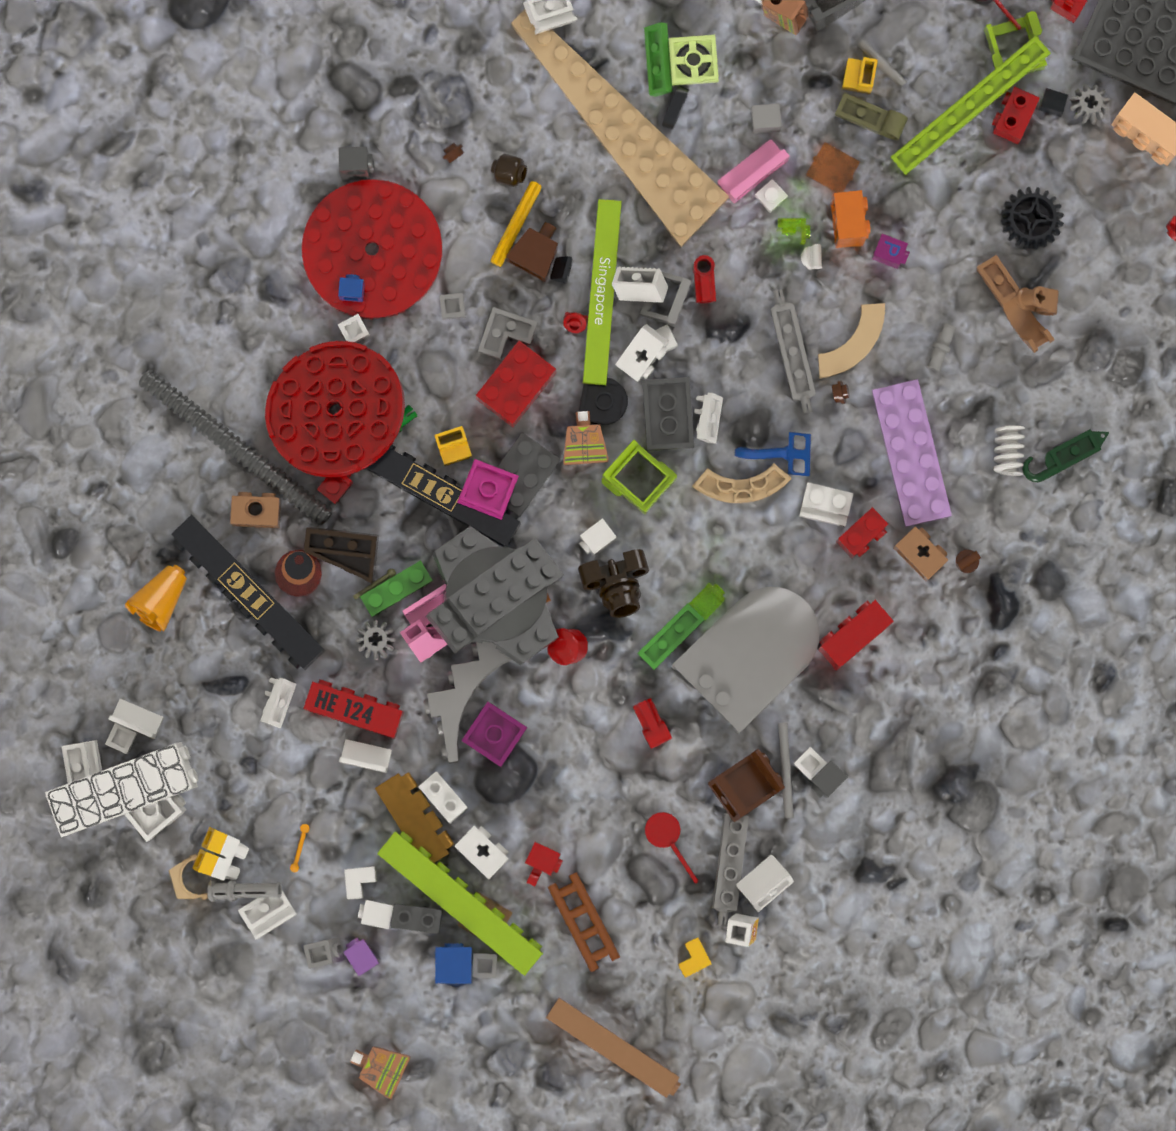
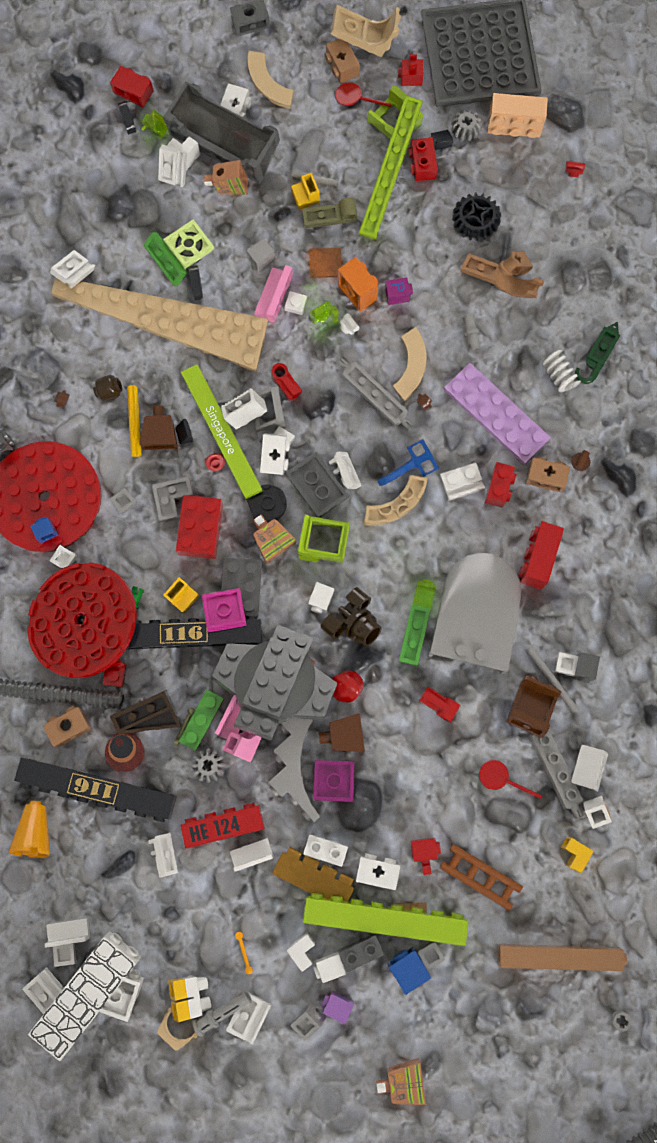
camera: 30 degrees left, 5 degrees down
(534, 694) = (344, 734): none -> reddish brown torso

